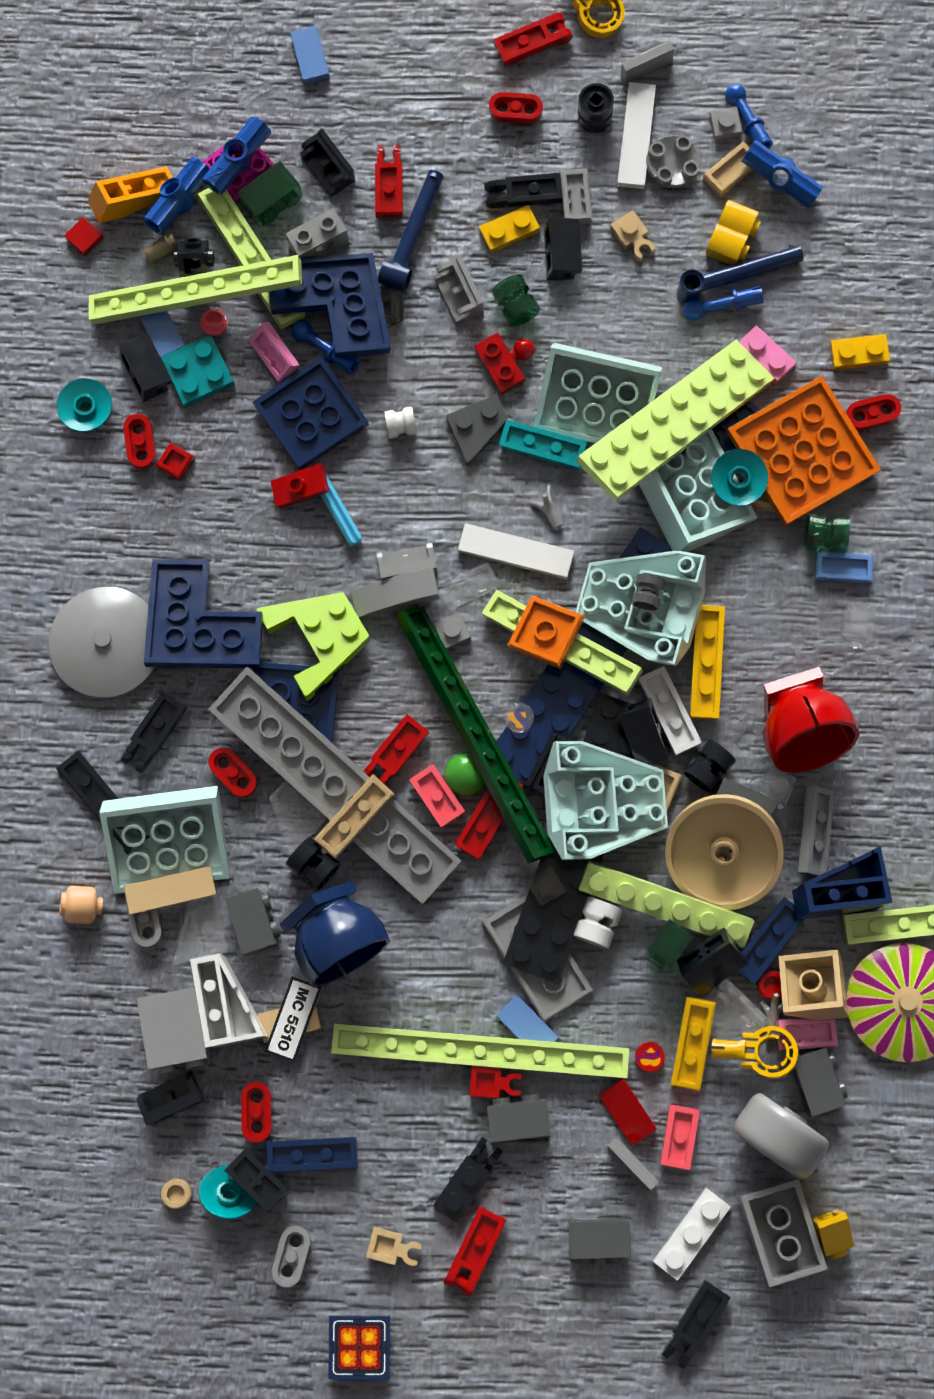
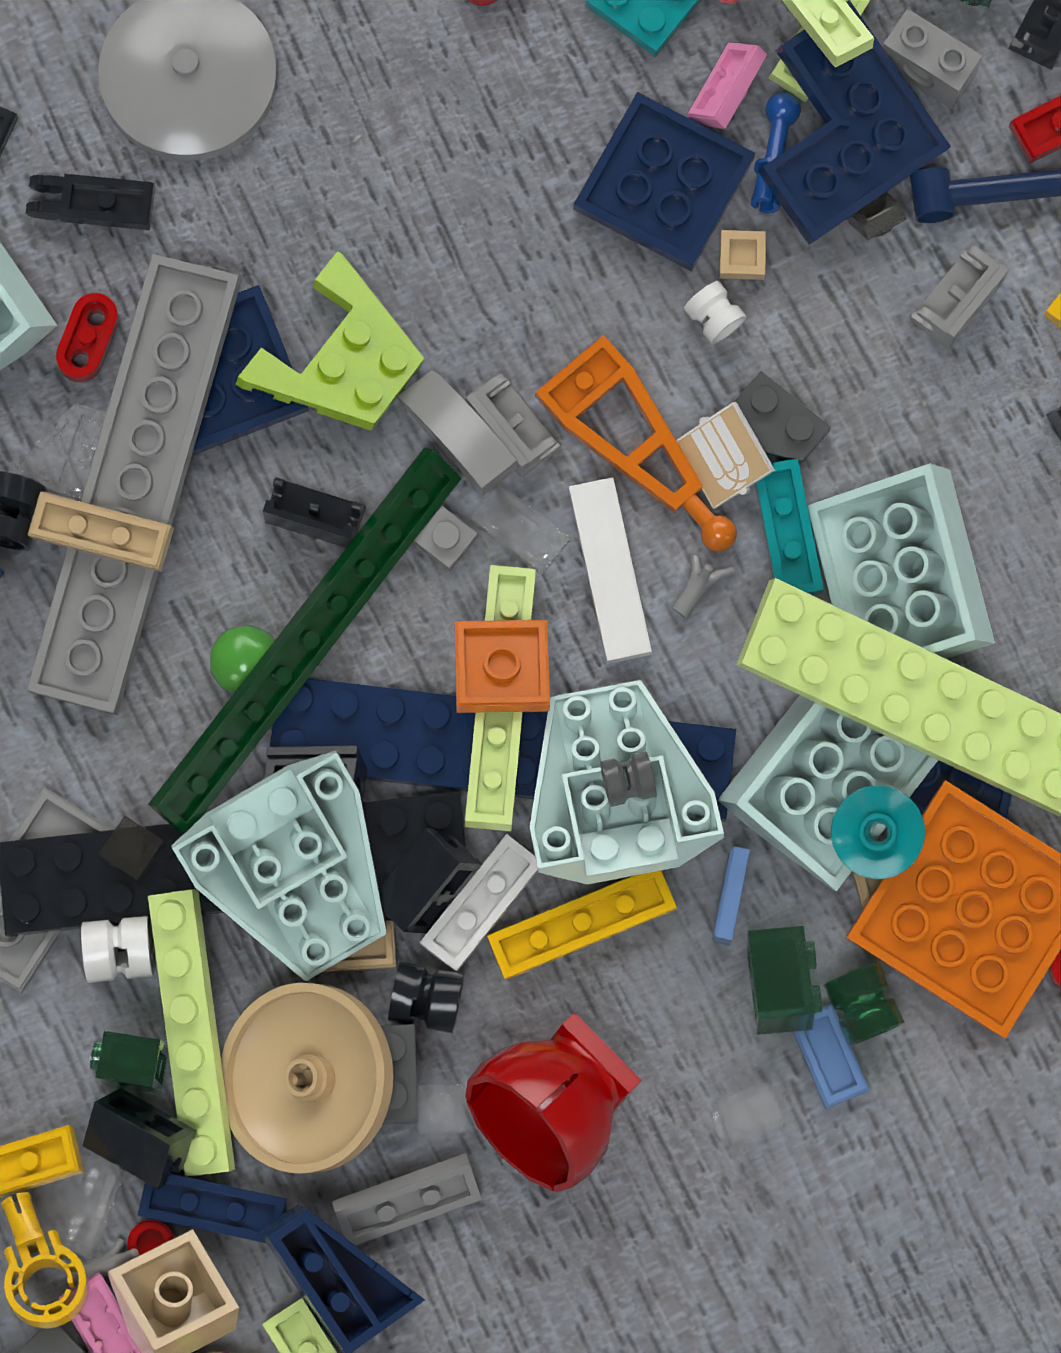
camera: 55 degrees right, 0 degrees up
(175, 461) = (497, 33): red tile -> none
(188, 635) = (251, 173): dark blue plate -> none
(300, 486) = (547, 220): red plate -> none
(341, 516) = (543, 289): medium azure axle -> none
(374, 392) = (742, 254): none -> tan plate
(397, 748) = (232, 546): red hinge -> none
(401, 695) = (313, 513): none -> black hinge
(404, 514) = (587, 382): none -> orange plate
(437, 796) = (192, 635): coral plate -> none
(481, 827) = (175, 718): red plate -> none
(484, 456) = (725, 455): none -> piece
(502, 363) = (884, 410): red plate -> none
(514, 297) = (981, 388): clear green wheel -> none
(519, 717) = (360, 692): clear tile -> none
(732, 575) = (730, 896): none -> medium blue tile
(793, 569) = (781, 980): none -> clear green brick

